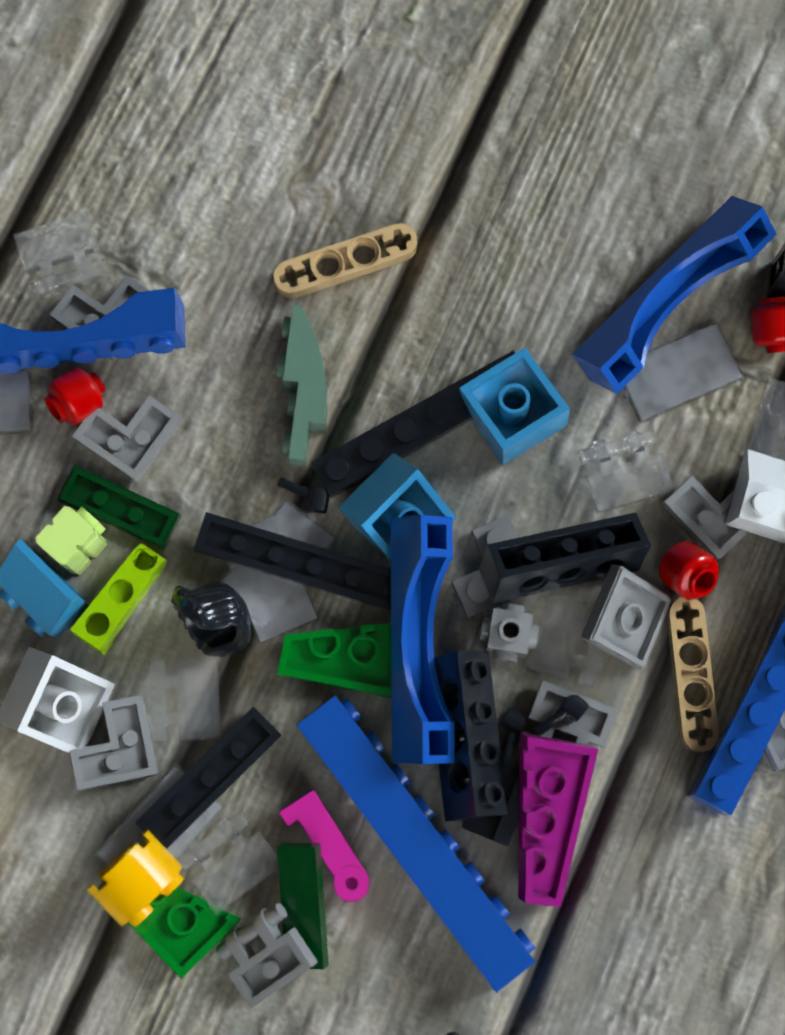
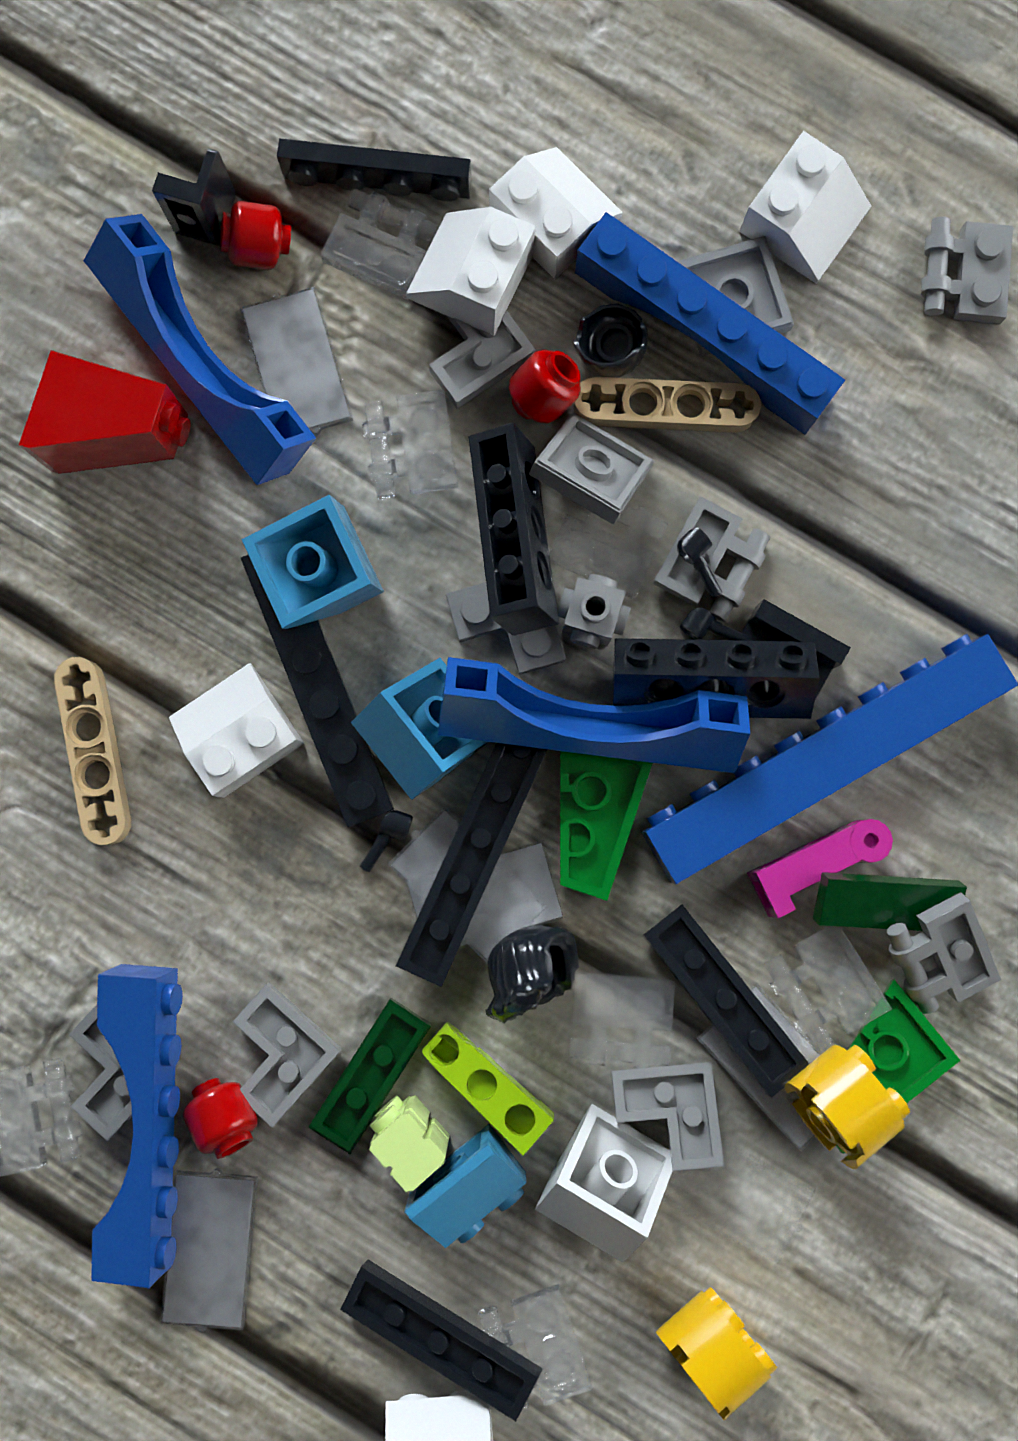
camera: 85 degrees left, 5 degrees up
(304, 373) = (229, 821): sand green slope -> none
(374, 365) = (234, 732): none -> white slope
(551, 807) = (805, 589): magenta wing -> none
(605, 227) = (101, 418): none -> red slope
(737, 620) = (611, 340): none -> black hair

